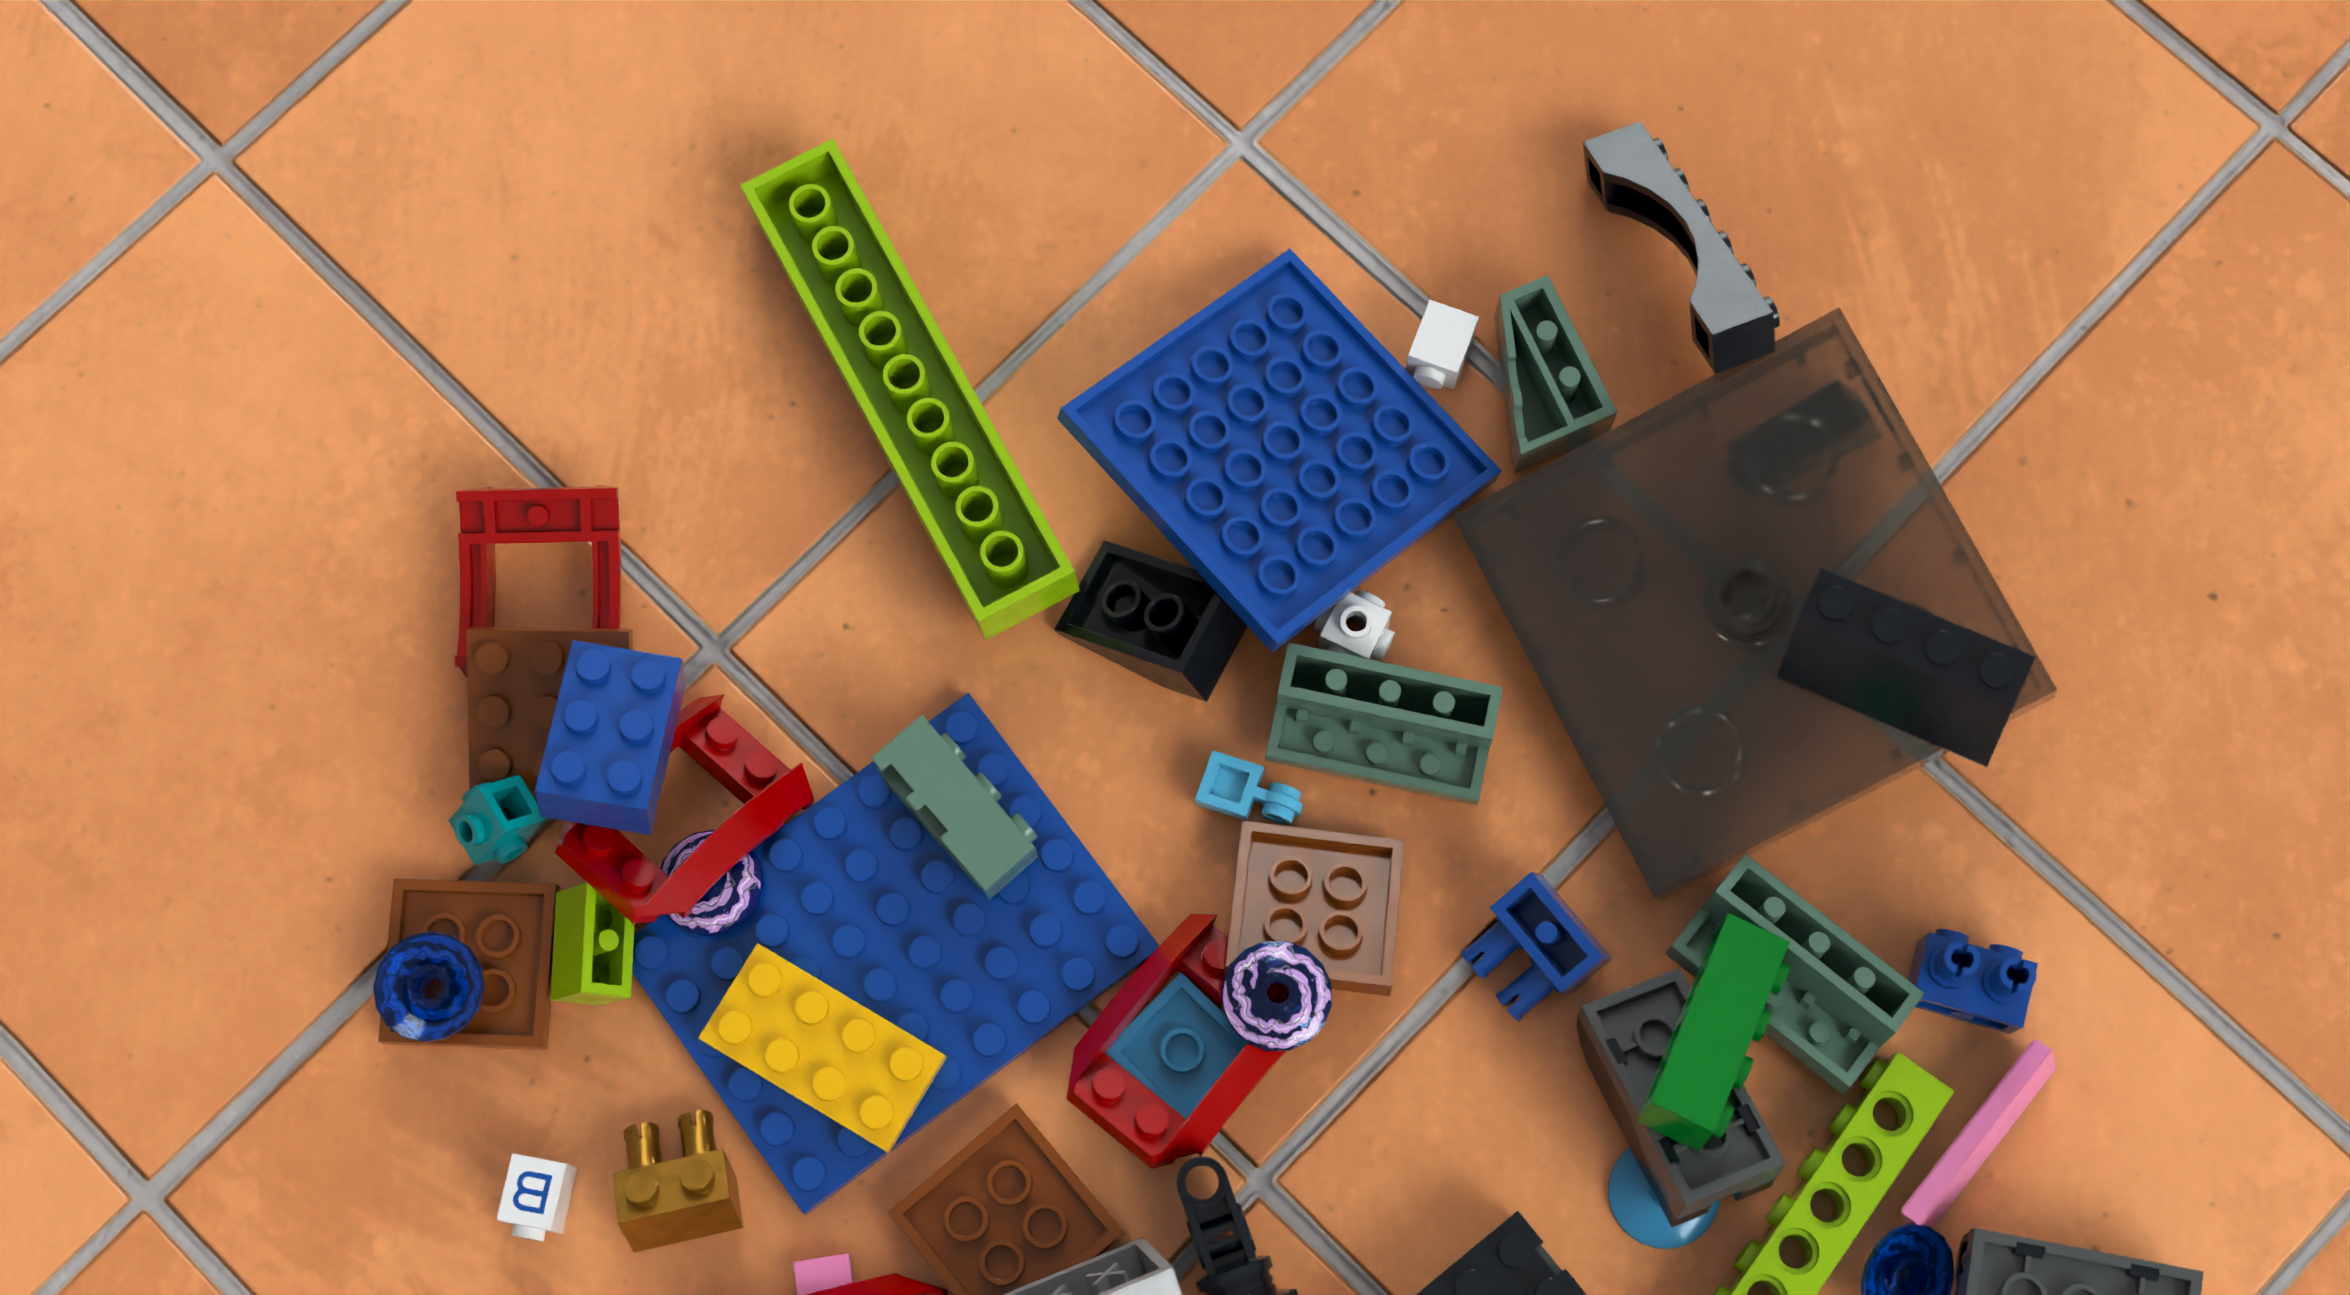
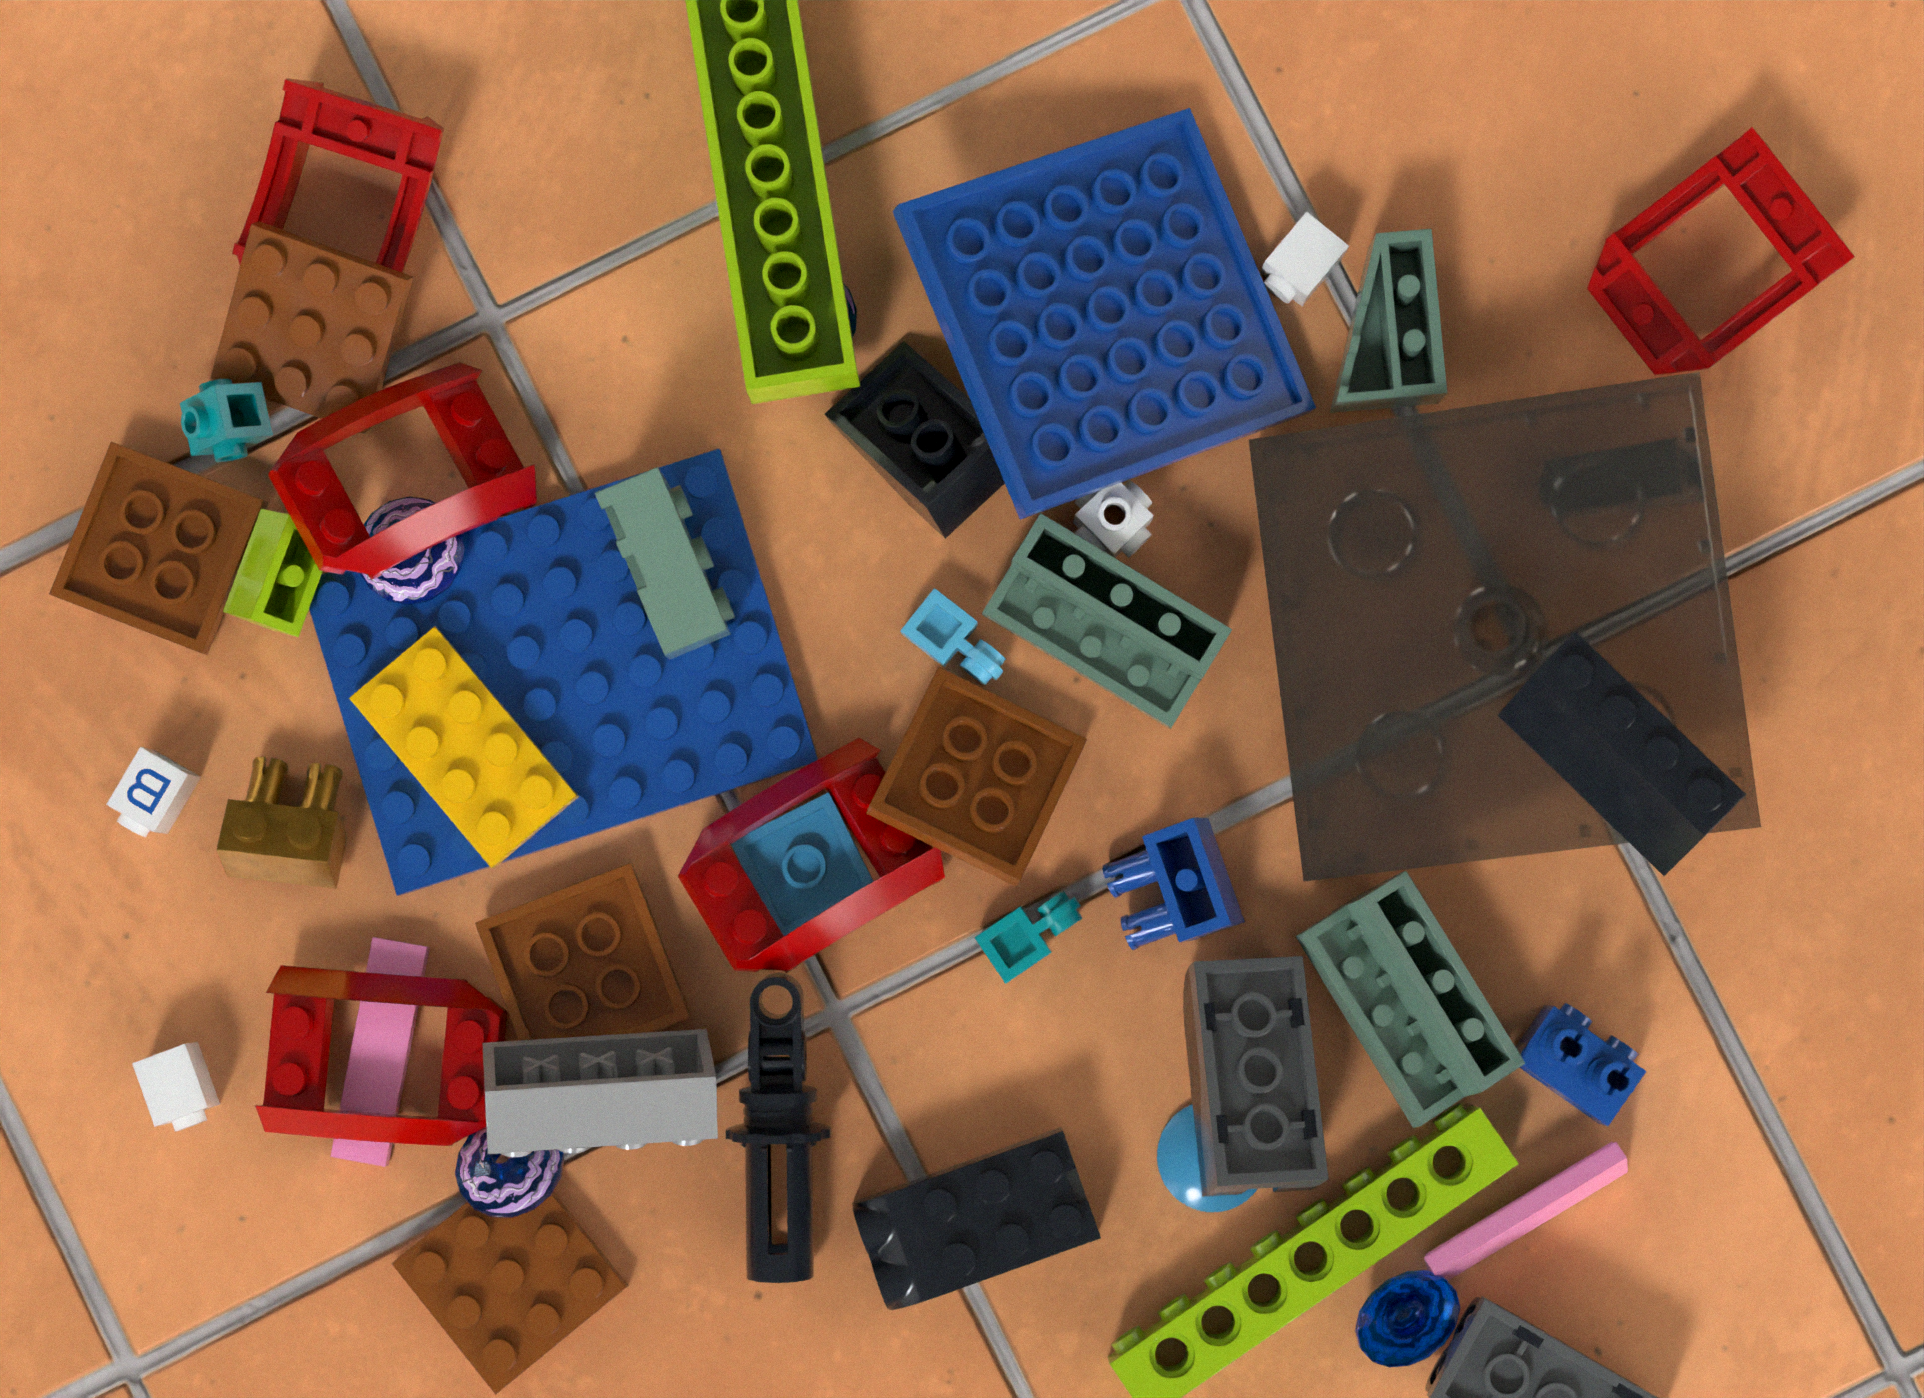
camera: 20 degrees right, 10 degrees up
(407, 972) = (84, 556): clear blue dish -> none
(610, 737) = (353, 384): blue brick -> none
(1272, 1024) = (913, 821): dish -> none
(1407, 1052) = (1017, 943): none -> teal plate
(1714, 1033) = (1308, 1033): green brick -> none
(1726, 309) = (1586, 333): arch -> none
(1851, 162) = (1779, 211): none -> red wedge

